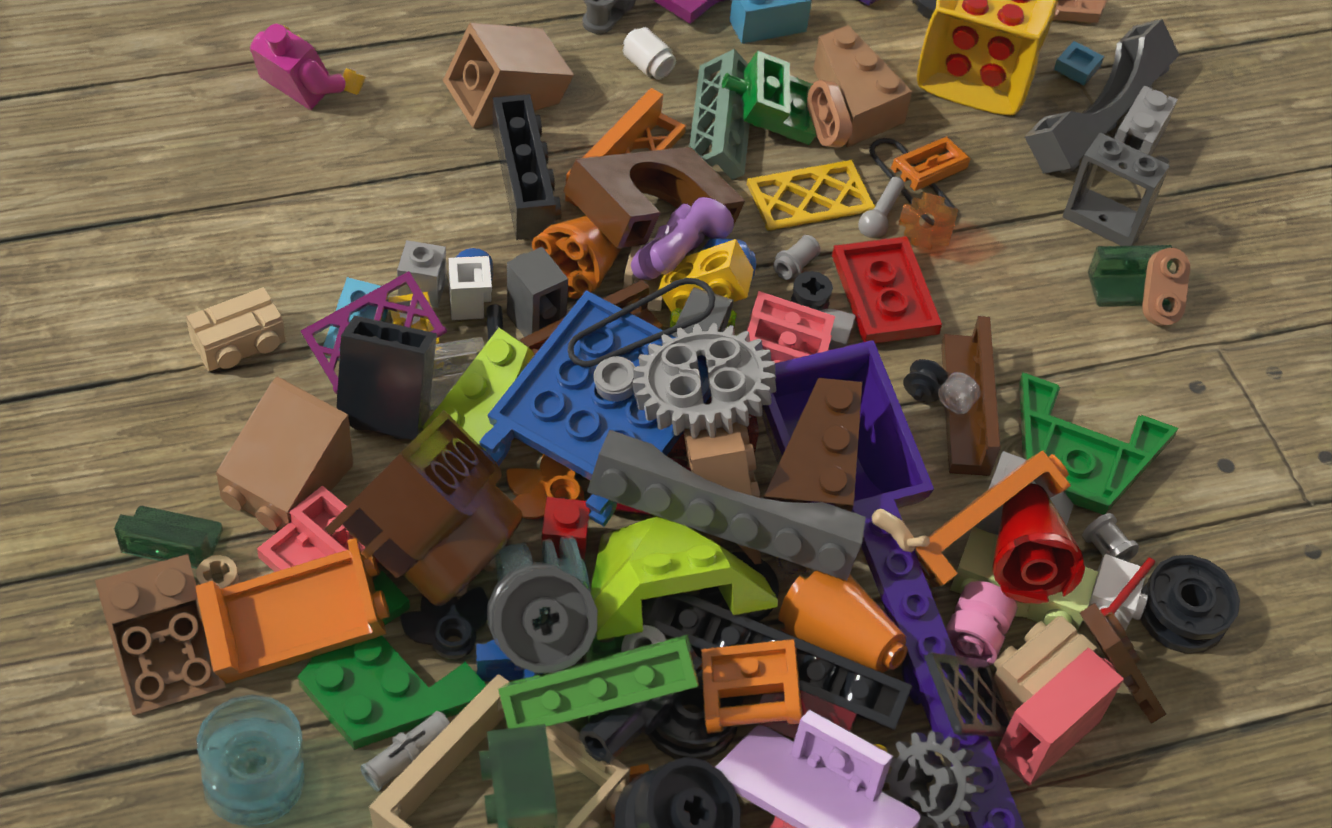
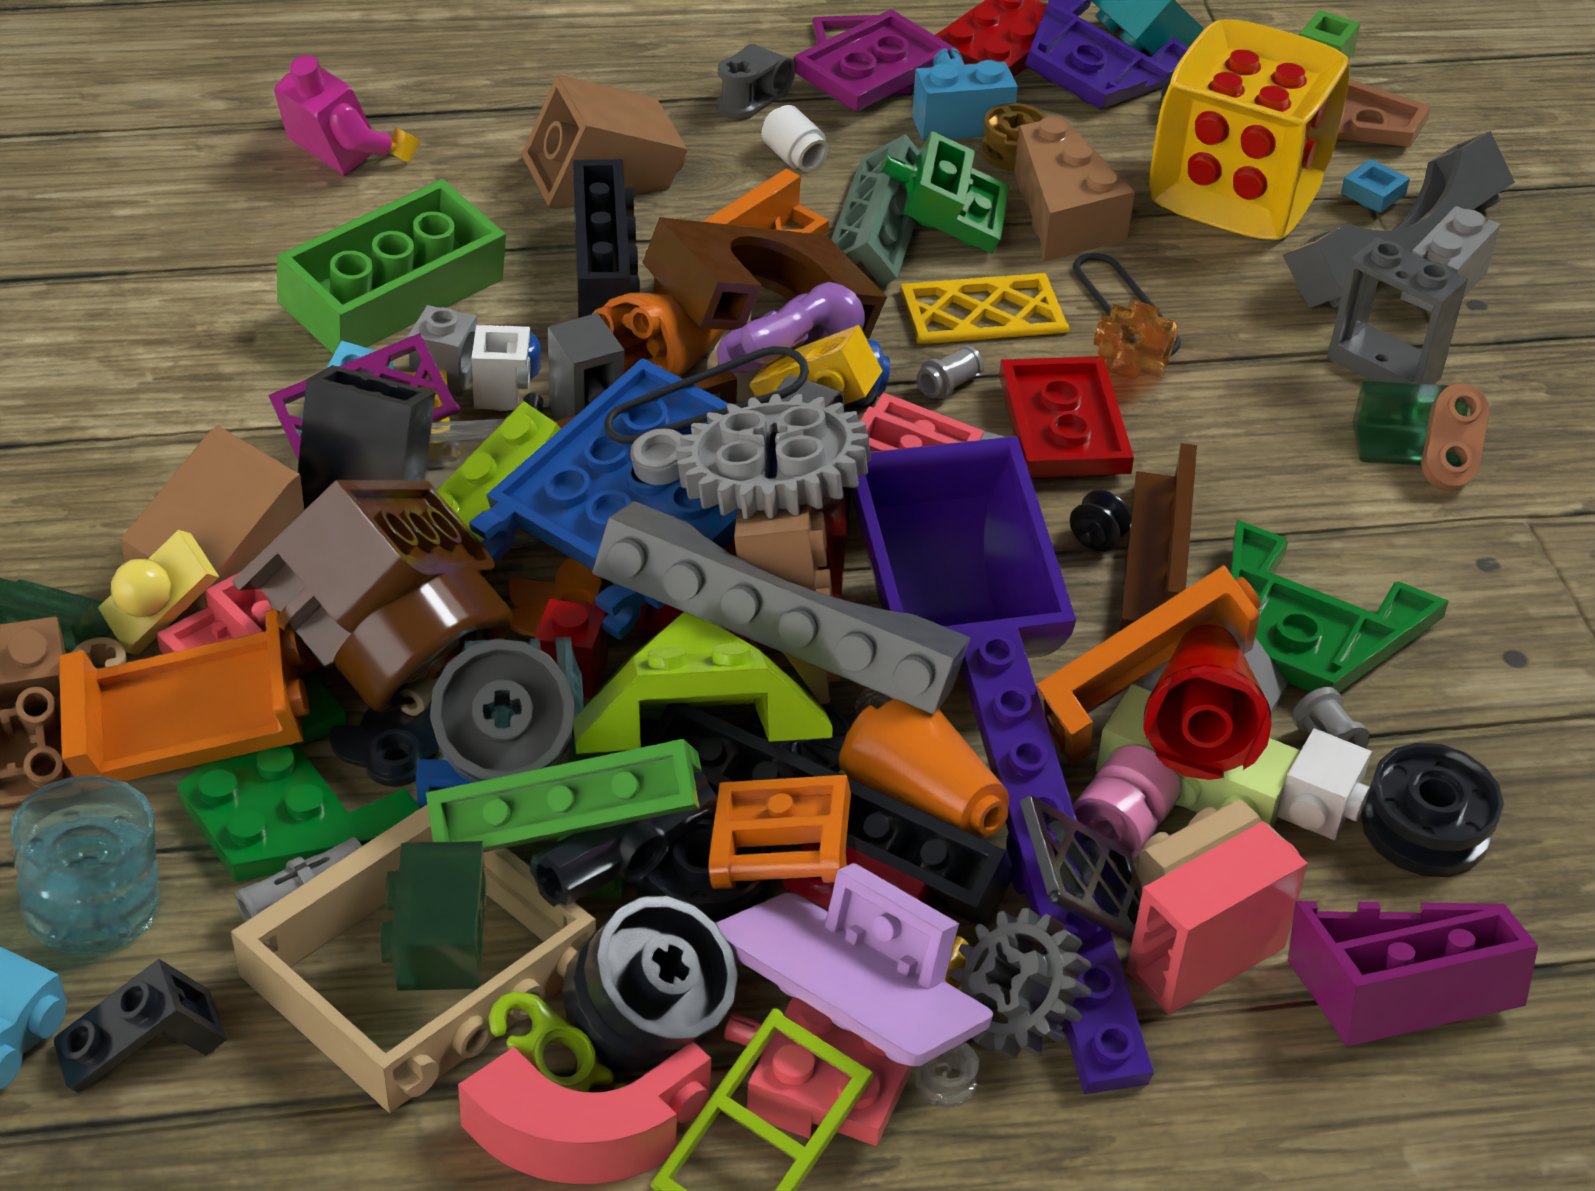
camera: 10 degrees right, 10 degrees down
(236, 329) = (189, 393): tan brick -> none
(253, 516) = (156, 591): none -> light yellow tile
(368, 202) = (390, 266): none -> bright green brick
(804, 35) = (1001, 132): none -> pearl gold wheel
(812, 290) = (963, 403): black wheel -> none
(822, 449) = (925, 549): reddish brown wing -> none
(829, 114) = (1020, 213): nougat plate -> none
(875, 222) = (1068, 340): light grey bar -> none
(898, 530) = (1014, 659): tan piece -> none
(935, 167) = (1153, 281): orange tile -> none
(959, 392) = (1141, 532): clear bush -> none
(1122, 655) = (1307, 832): reddish brown wing -> none
(1130, 586) = (1302, 799): red piece -> none
(1191, 740) = (1410, 970): none -> magenta wedge

